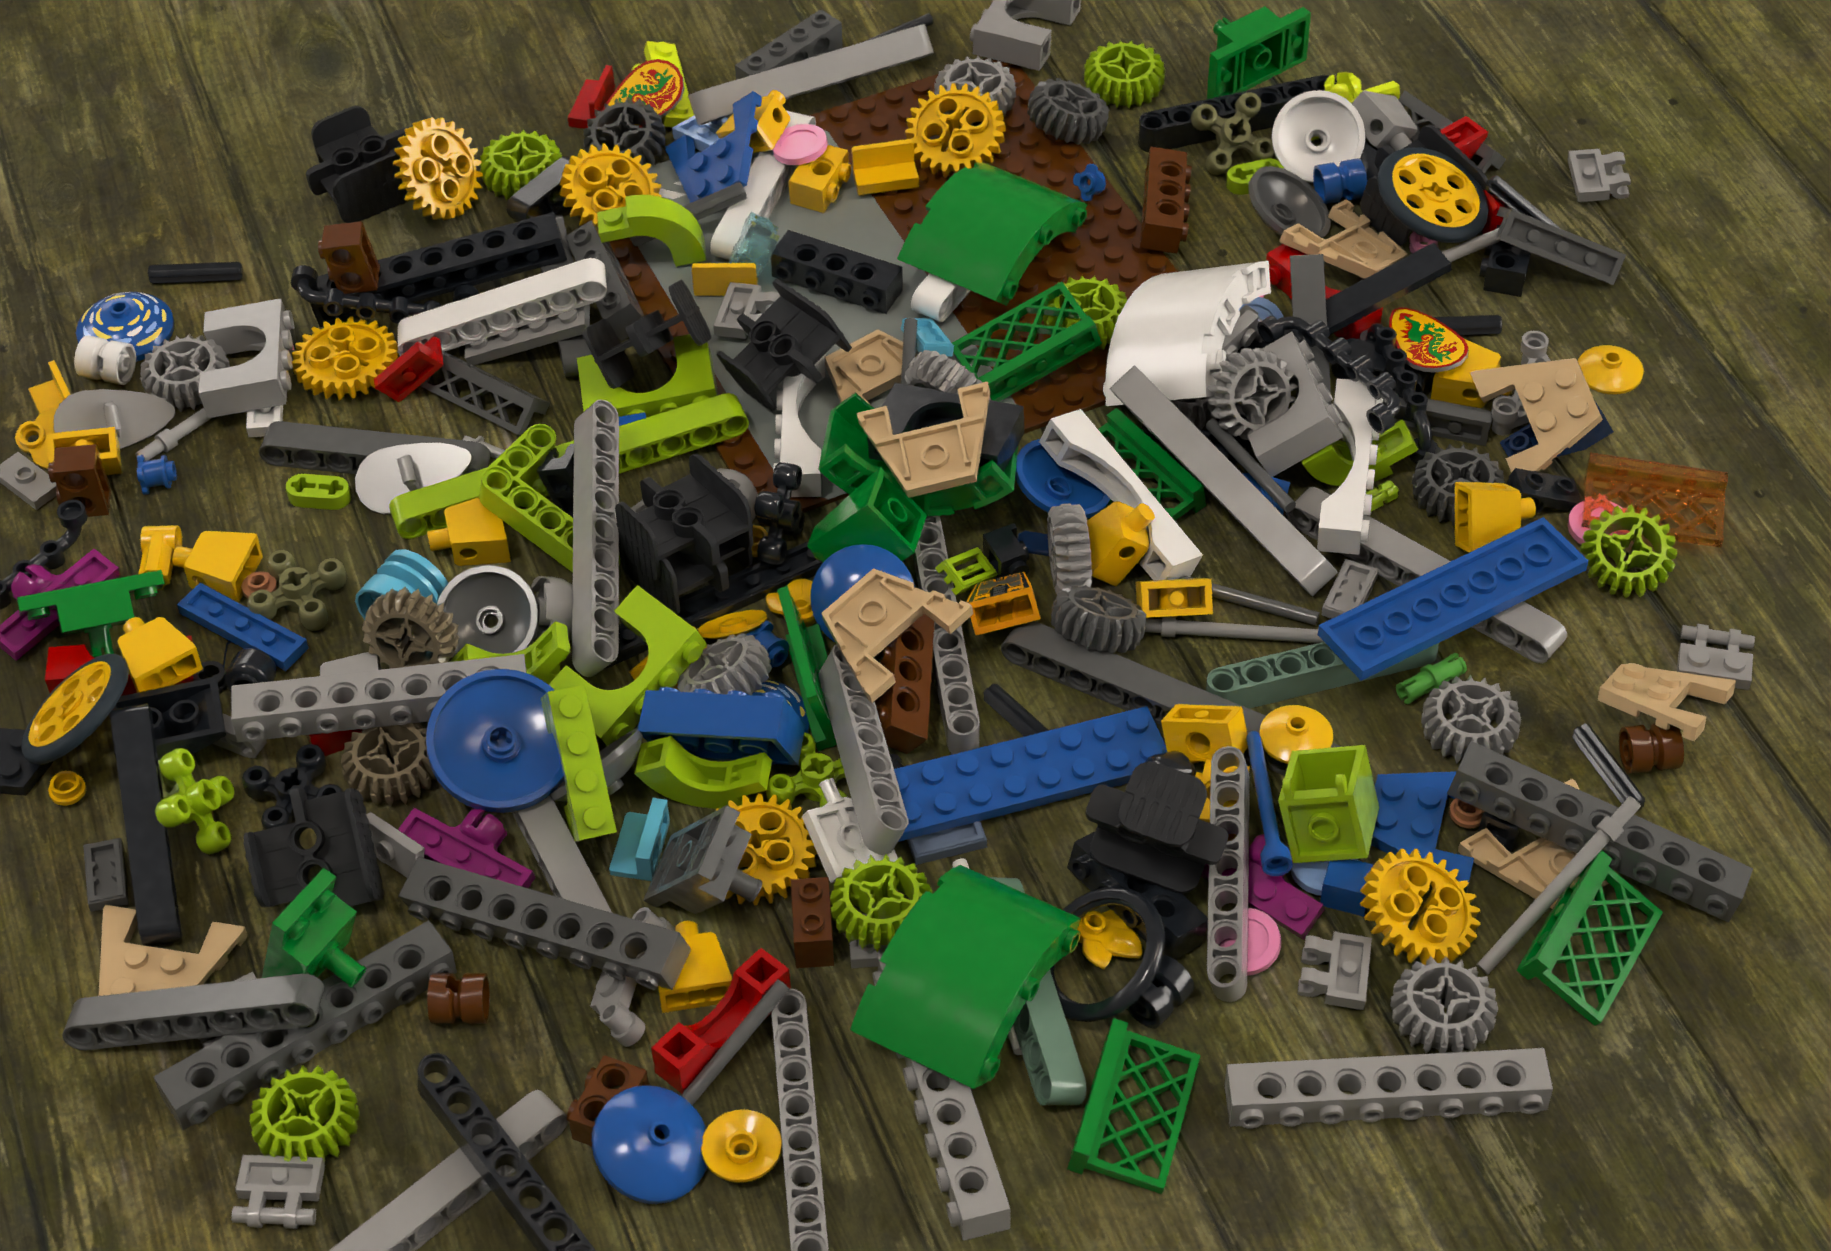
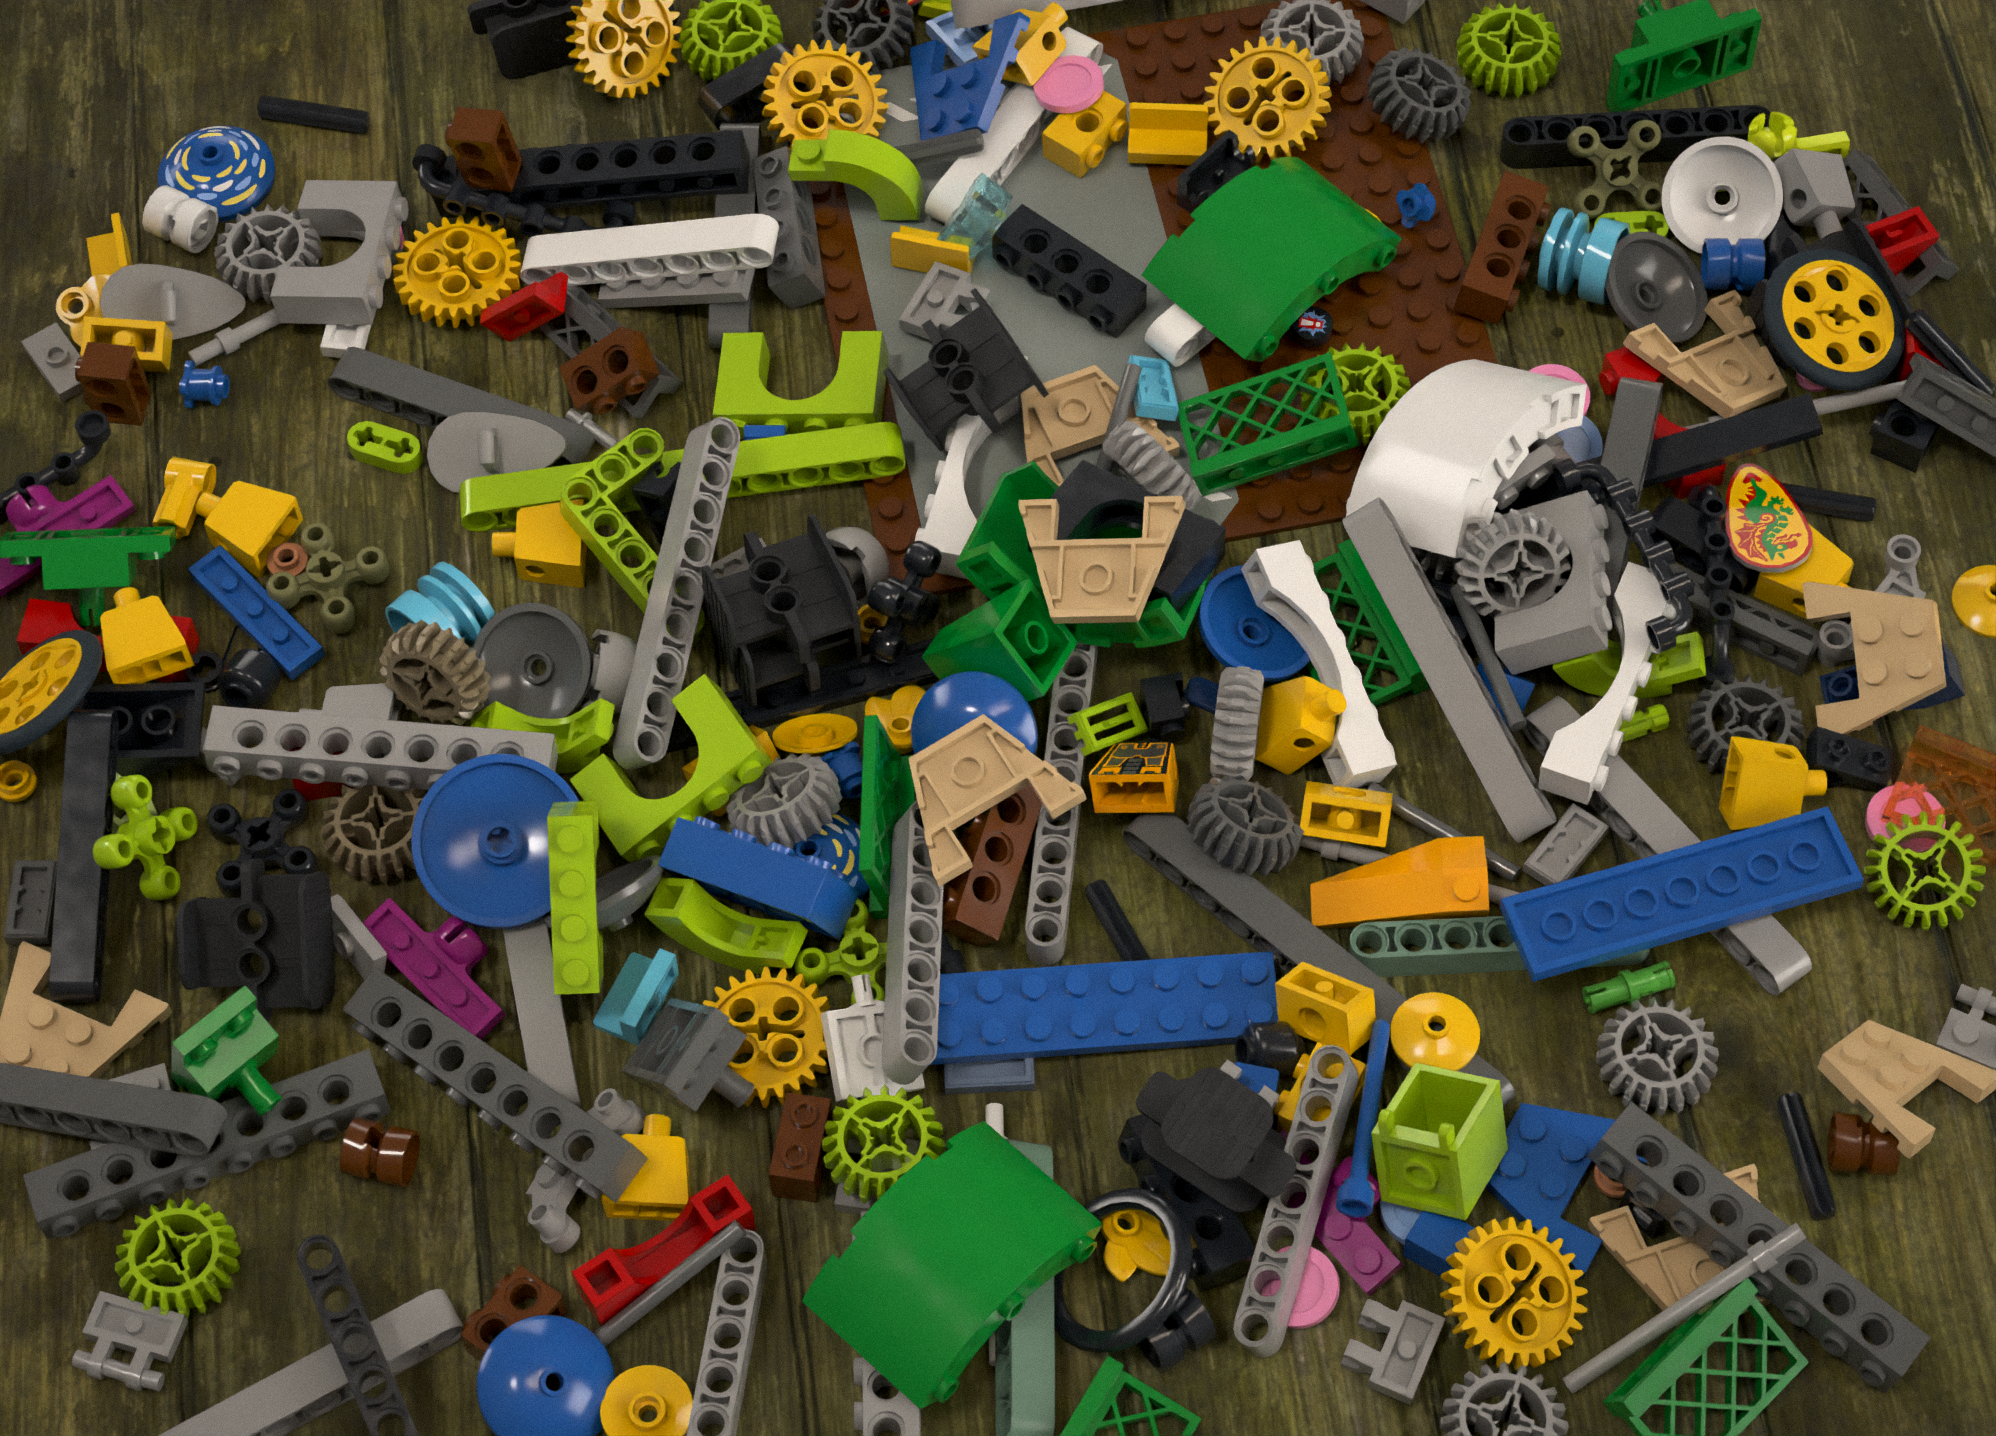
camera: 15 degrees right, 10 degrees up
(487, 393) = (606, 363): none -> reddish brown brick
(644, 334) = (771, 341): black piece -> none
(925, 185) = (1212, 171): none -> black hinge
(1037, 277) = (1313, 327): none -> black tile
(1227, 191) = (1575, 254): none -> medium azure wheel
(1250, 632) = (1420, 883): none -> light orange wedge

